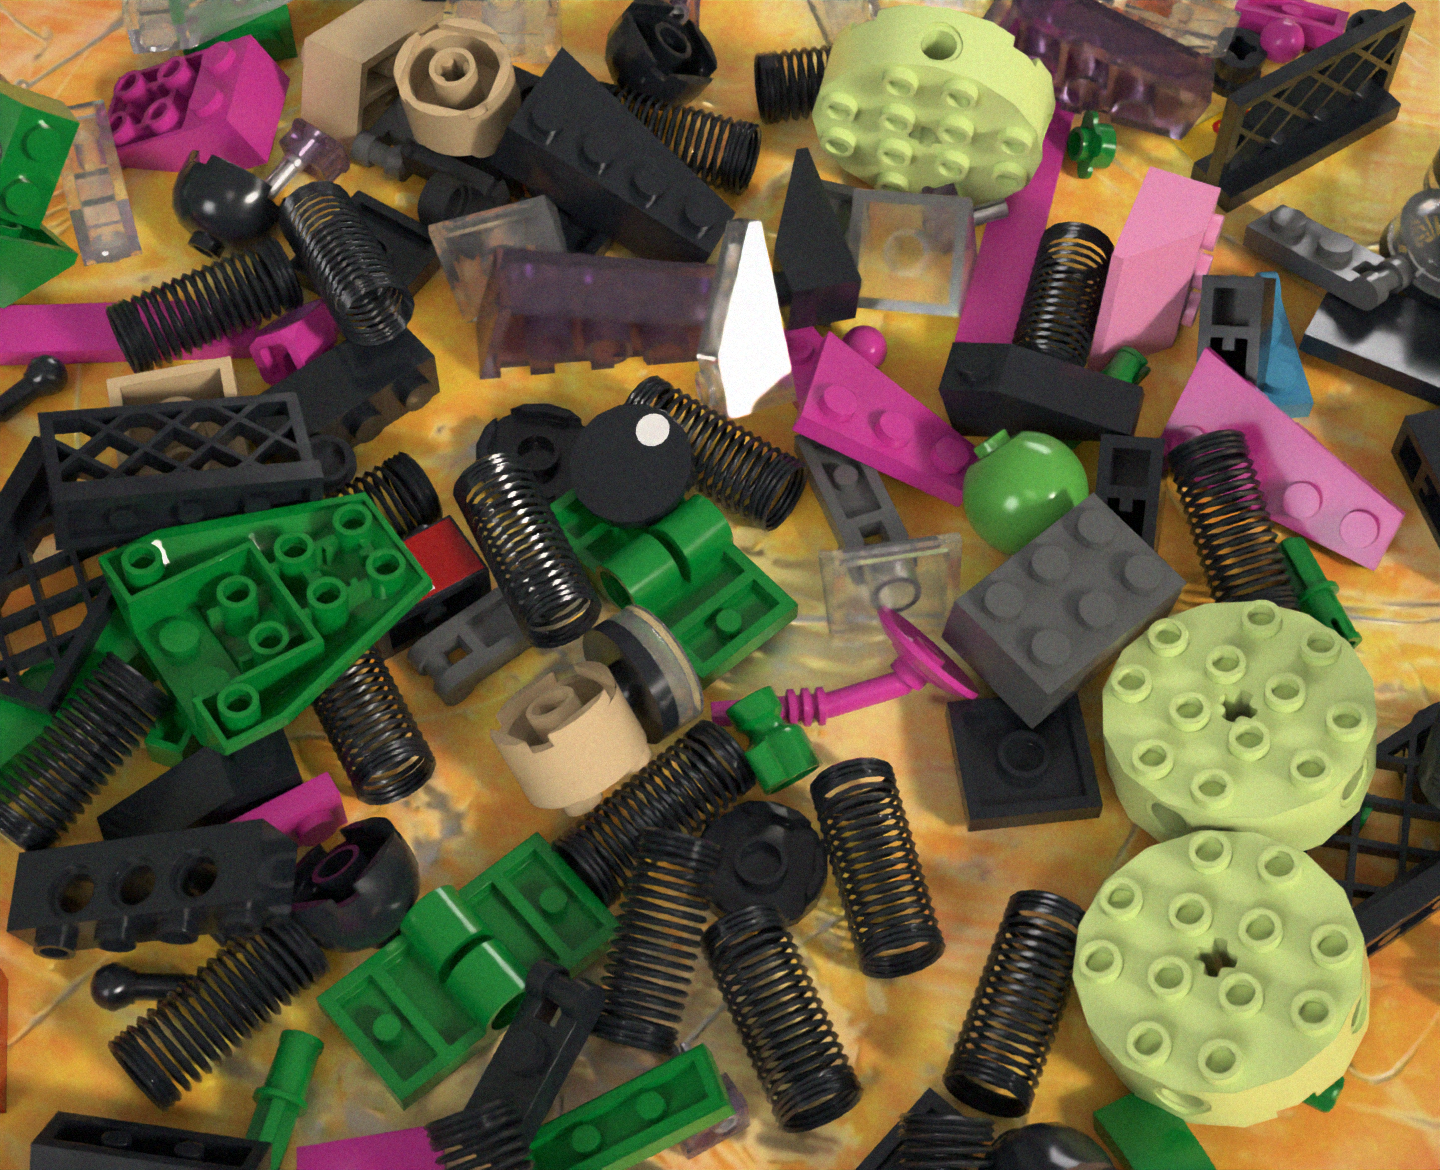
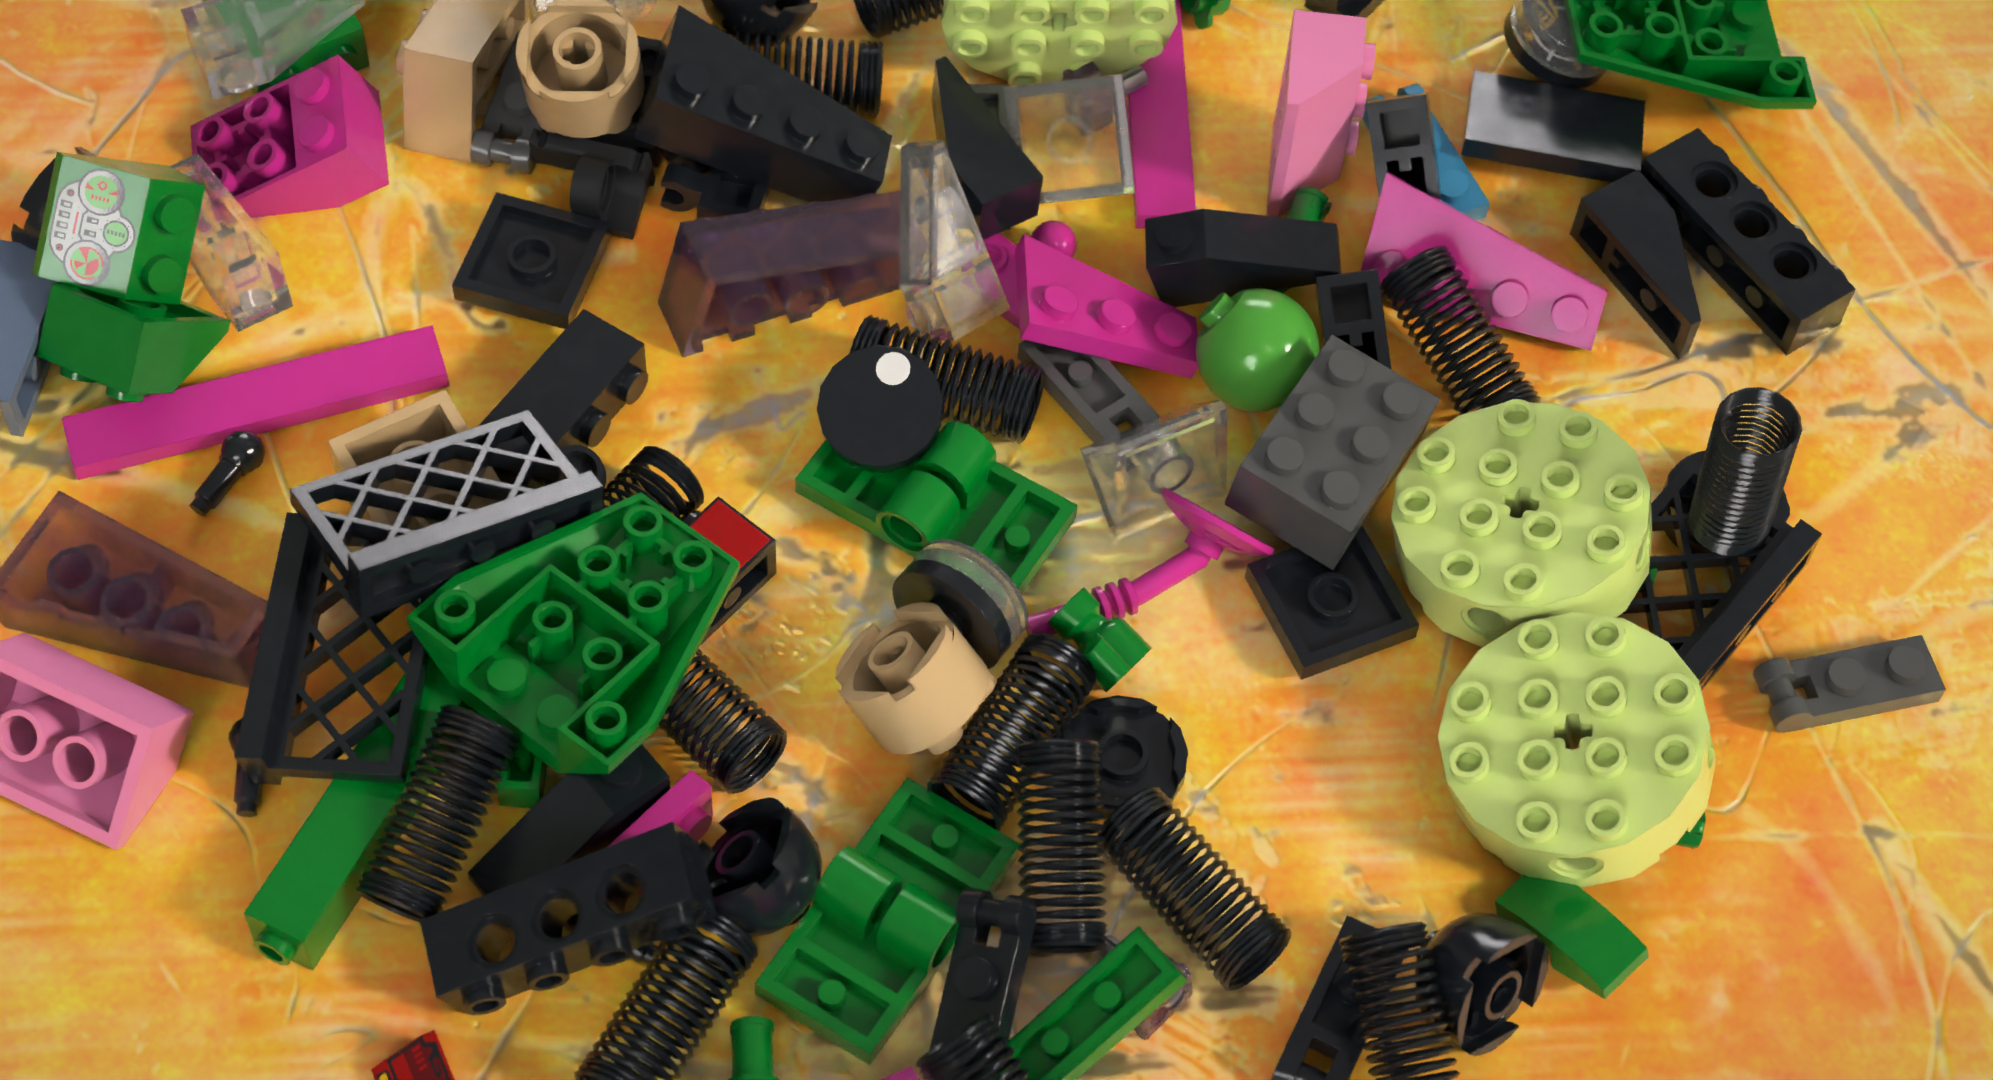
camera: 20 degrees left, 0 degrees up
(118, 986) = (556, 1022): black piece -> none
(223, 206) = (370, 239): black cylinder -> none
(273, 286) = (348, 386): black piece -> none
(293, 341) = (490, 360): dark pink rock -> none
(310, 151) = (427, 163): piece -> none
(350, 223) = (559, 296): black piece -> none
(469, 244) = (649, 224): clear slope -> none
(485, 634) = (796, 595): dark grey plate -> none
(539, 600) = (844, 561): black piece -> none
(541, 436) = (766, 423): black tile -> none
(865, 809) = (1252, 811): black piece -> none
(1043, 945) = (1386, 881): black piece -> none
(1045, 262) = (1237, 201): black piece -> none
(1314, 590) = (1546, 380): green axle -> none
(1327, 258) = (1461, 59): dark grey plate -> none

